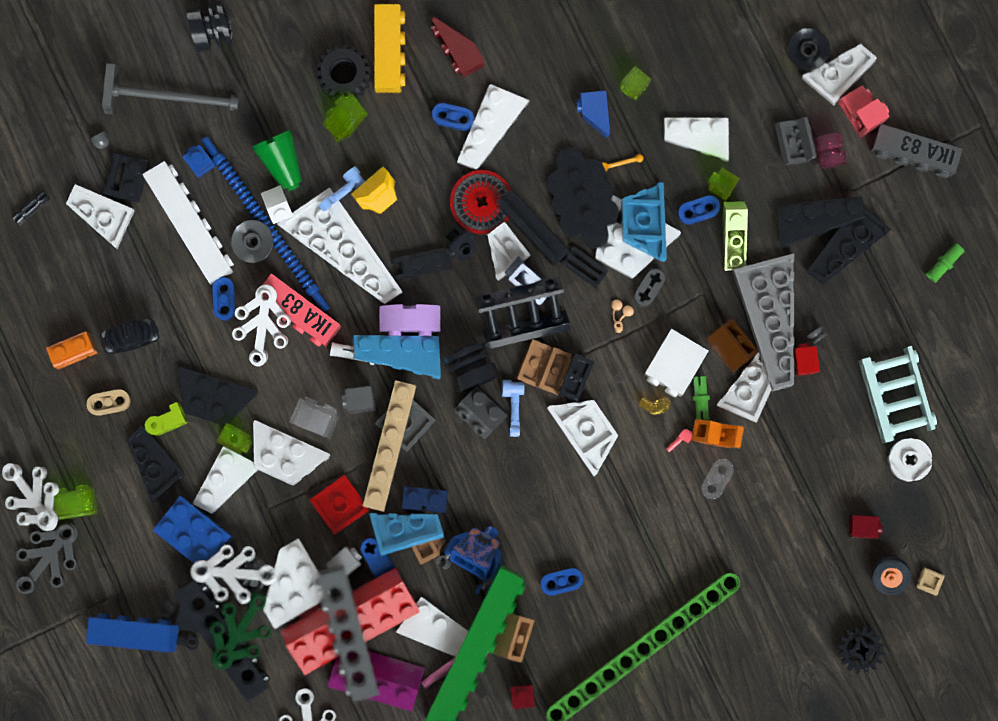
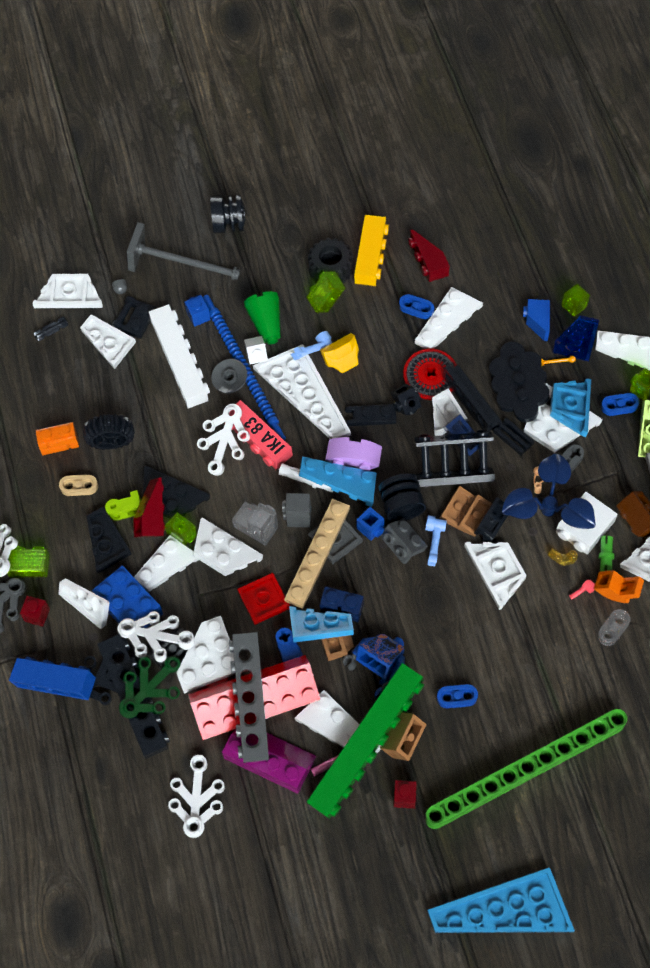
camera: 15 degrees right, 20 degrees down
(41, 156) = (68, 292): none -> white wing
(95, 559) = (35, 611): none -> dark red brick
(151, 543) = (86, 602): none -> white wing
(196, 429) = (149, 515): none -> dark red slope
(224, 299) = (195, 419): blue plate -> none
(349, 558) = (266, 644): light grey piece -> none
(442, 402) = (370, 524): none -> blue brick
(634, 312) = (555, 470): none -> dark blue plant
(645, 141) = (577, 338): none -> clear blue wedge

